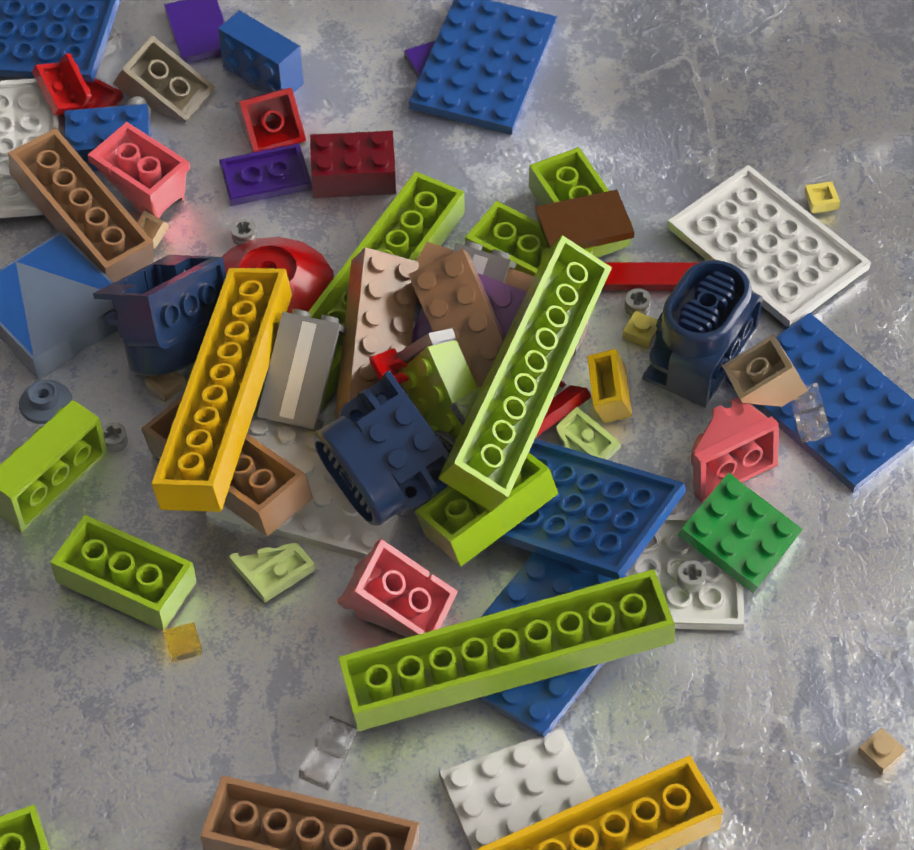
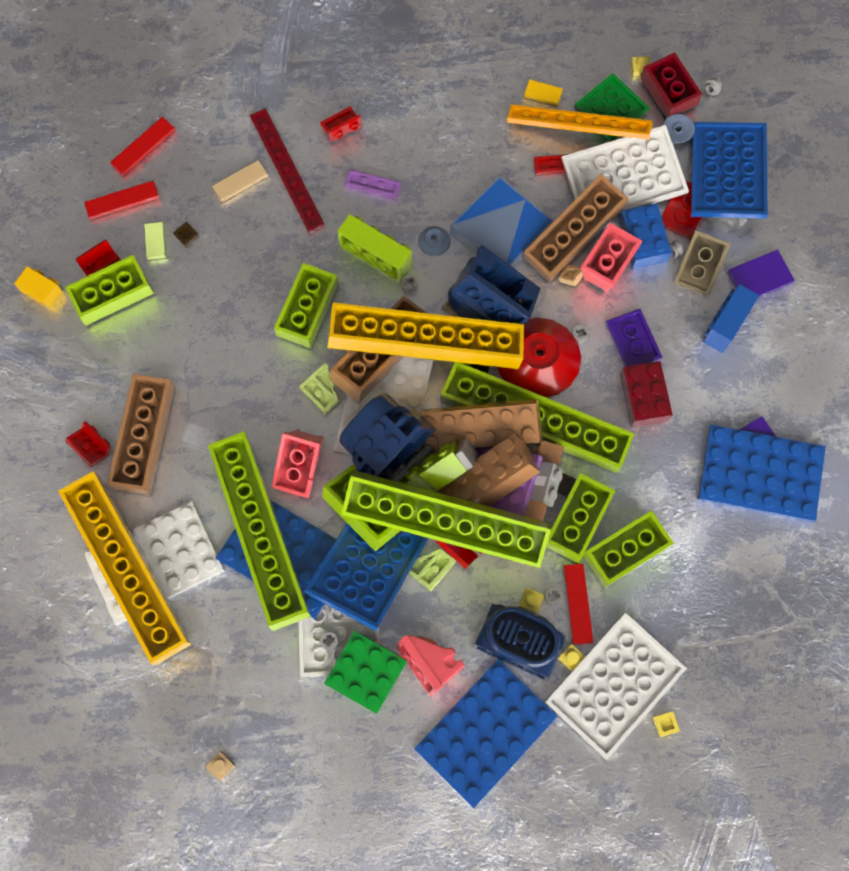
camera: 85 degrees right, 20 degrees up
(62, 85) = (676, 196): red bracket -> none
(182, 642) = (270, 347): clear yellow tile -> none
(271, 120) = (678, 335): red slope -> none
(299, 369) = (455, 381): light grey panel -> none
(388, 361) = (444, 432): red piece -> none
(586, 220) = (600, 551): reddish brown tile -> none
(609, 386) = (472, 580): yellow brick -> none
(765, 375) = (482, 682): tan slope -> none
(810, 415) = (461, 714): clear slope -> none

